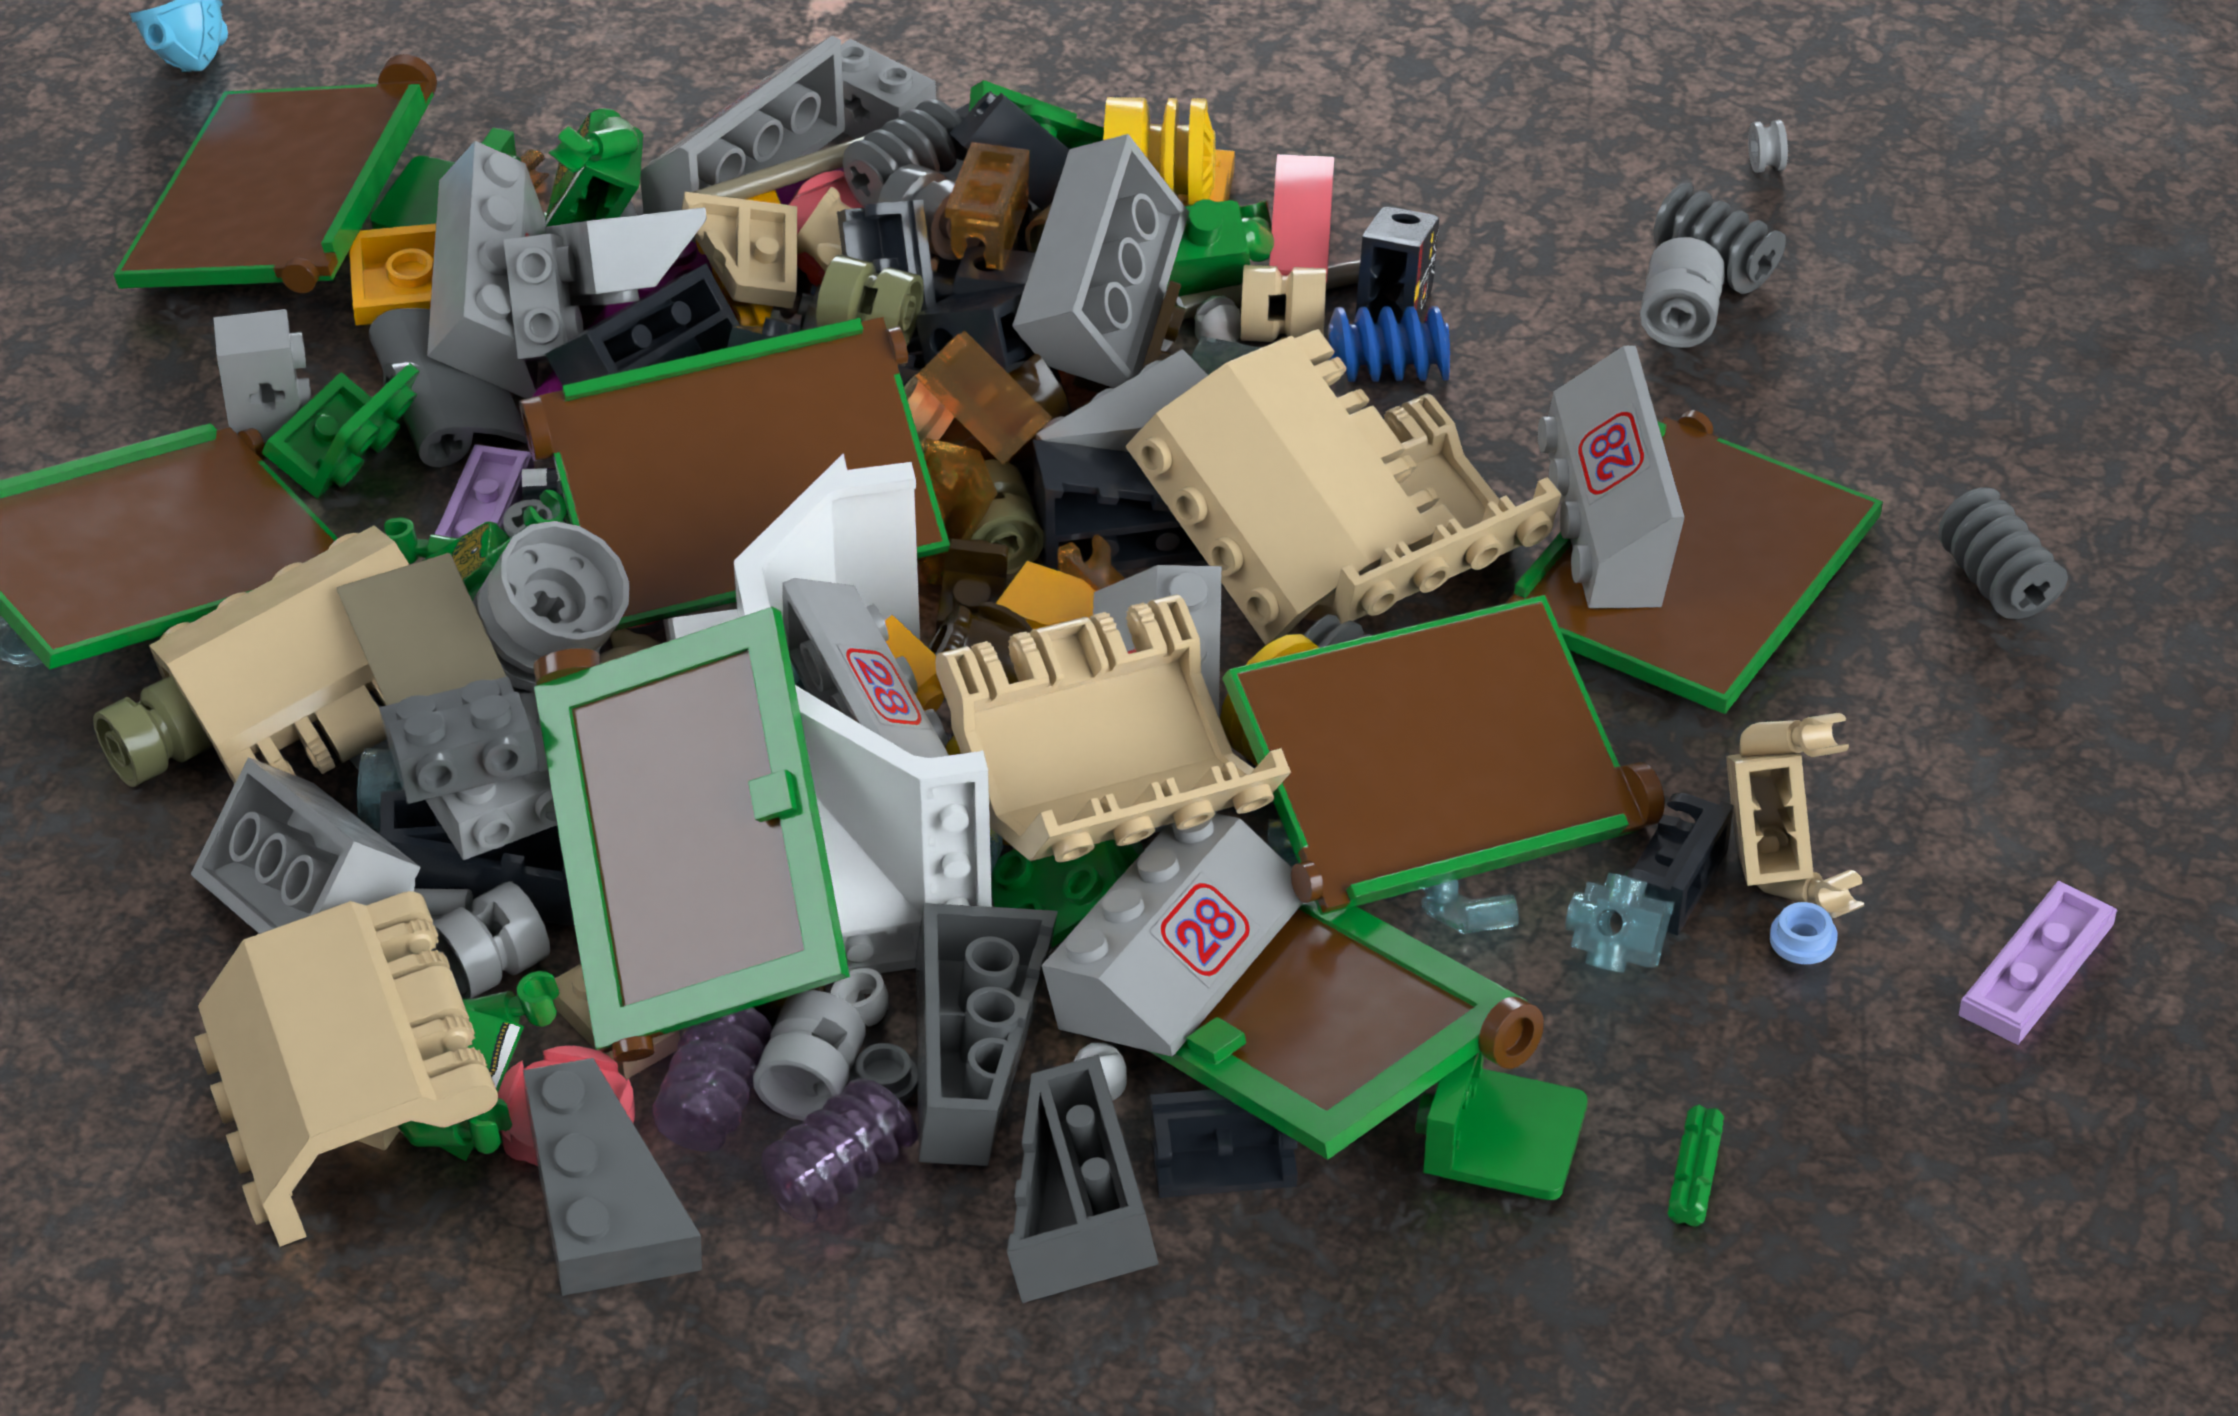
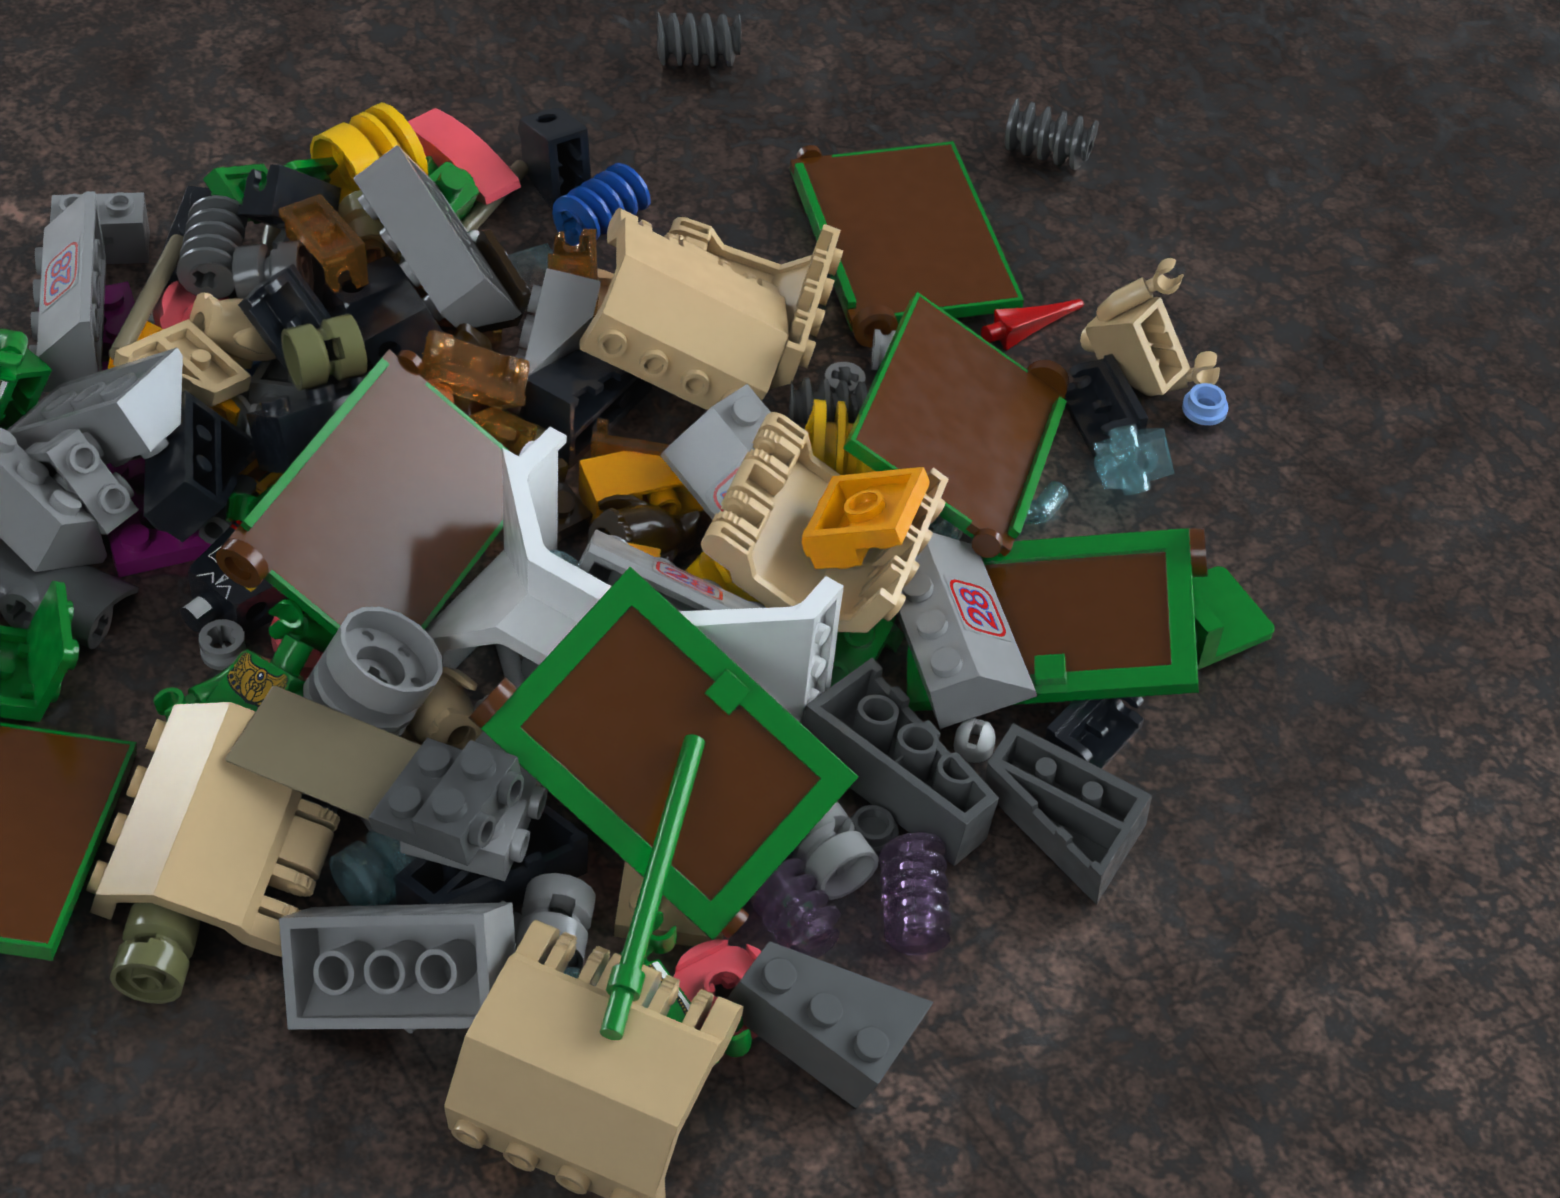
camera: 50 degrees left, 5 degrees up
(408, 984) = (627, 977): none -> green bar
(485, 489) = (163, 645): lavender tile -> none
(1142, 744) = (863, 514): none -> light orange plate
(1304, 302) = (516, 213): tan wheel -> none
(1613, 483) = (882, 214): light grey slope -> none
(1682, 292) = (718, 80): light grey wheel -> none
(1695, 724) = (1016, 324): none -> red piece
(1695, 1165) = (1311, 567): green axle -> none
(2037, 962) = (1315, 346): lavender tile -> none

